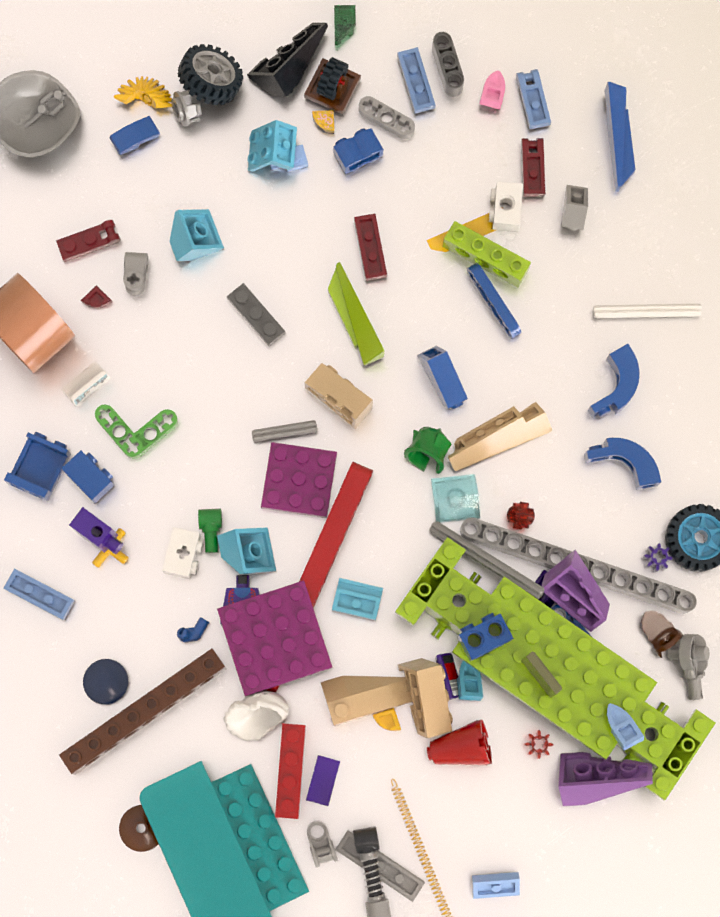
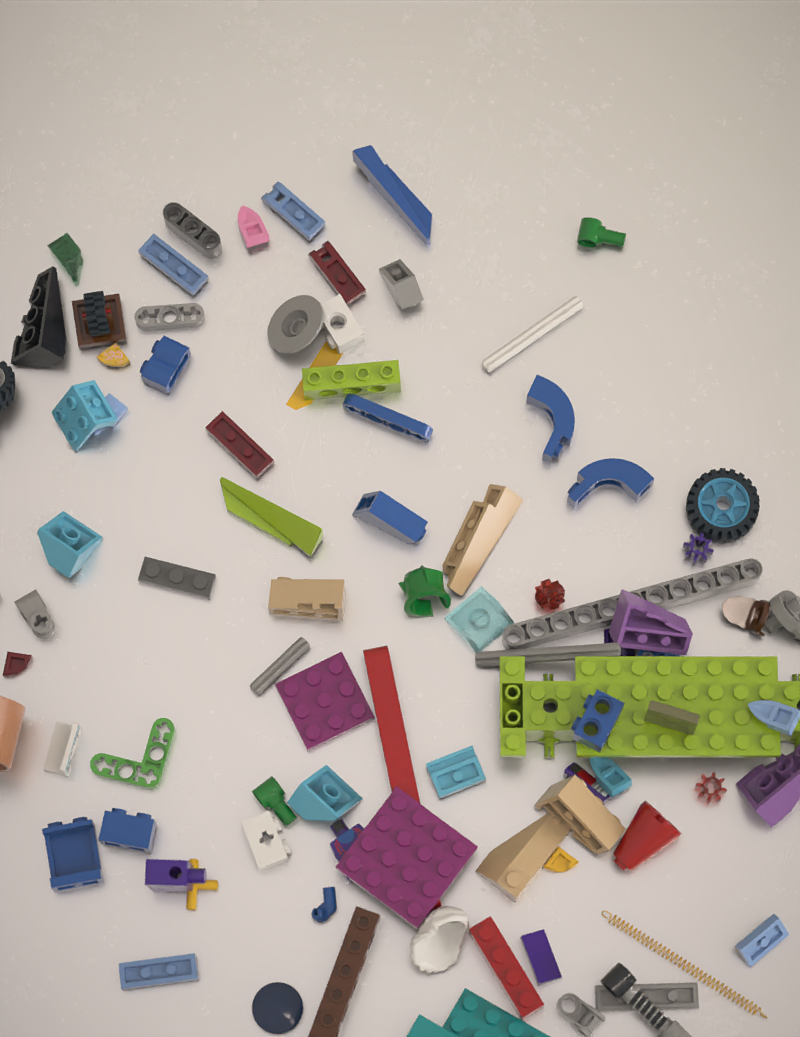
camera: 30 degrees left, 5 degrees down
(474, 184) = (295, 324): none -> light grey hat

